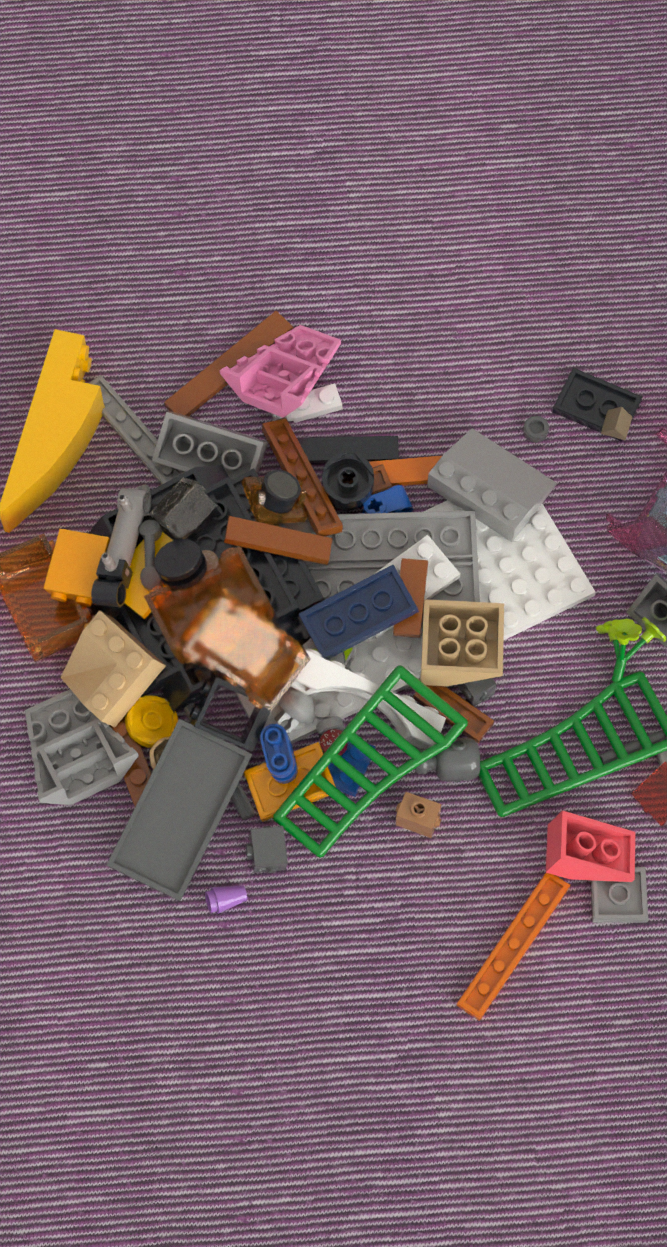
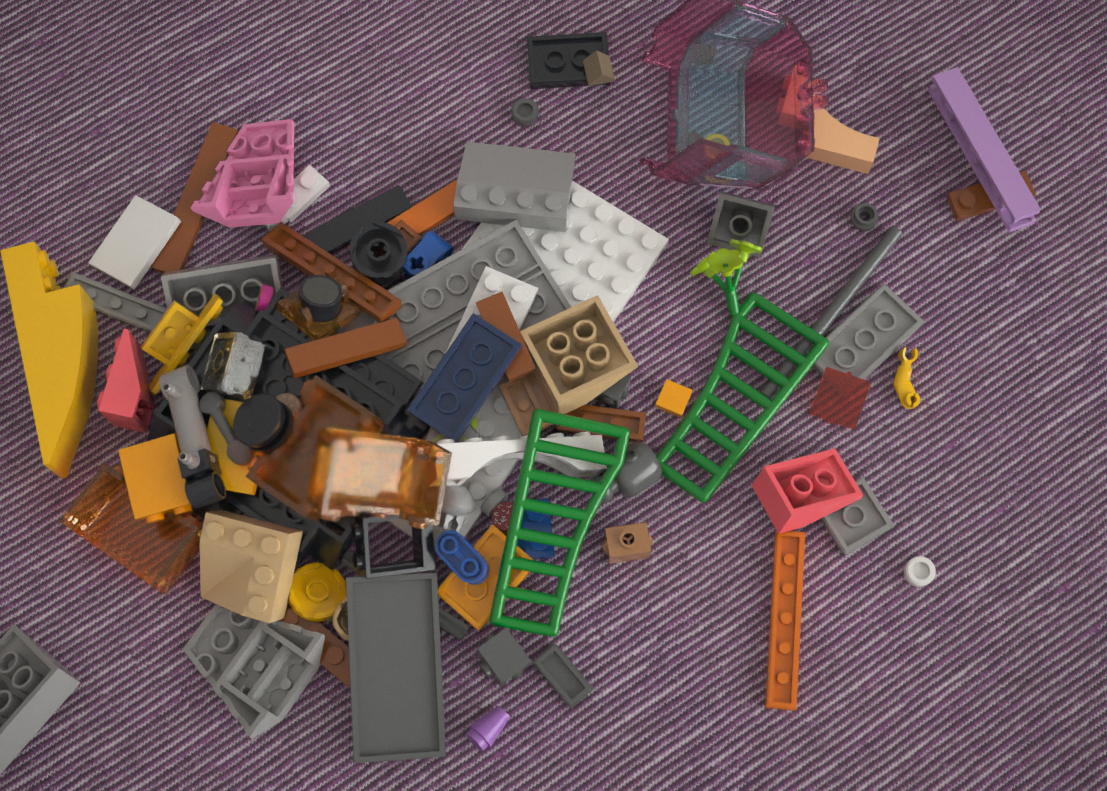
camera: 30 degrees left, 5 degrees up
(91, 491) = (127, 393): none -> coral slope
(153, 463) = (176, 334): none -> yellow bracket
(162, 375) = (134, 242): none -> white tile
(238, 469) = (264, 297): none -> dark pink tile
(308, 891) = (563, 675): none -> dark grey tile
(403, 652) = (524, 397): none -> medium nougat plate
(524, 722) = (673, 398): none -> light orange tile
(648, 967) = (919, 571): none -> white tile

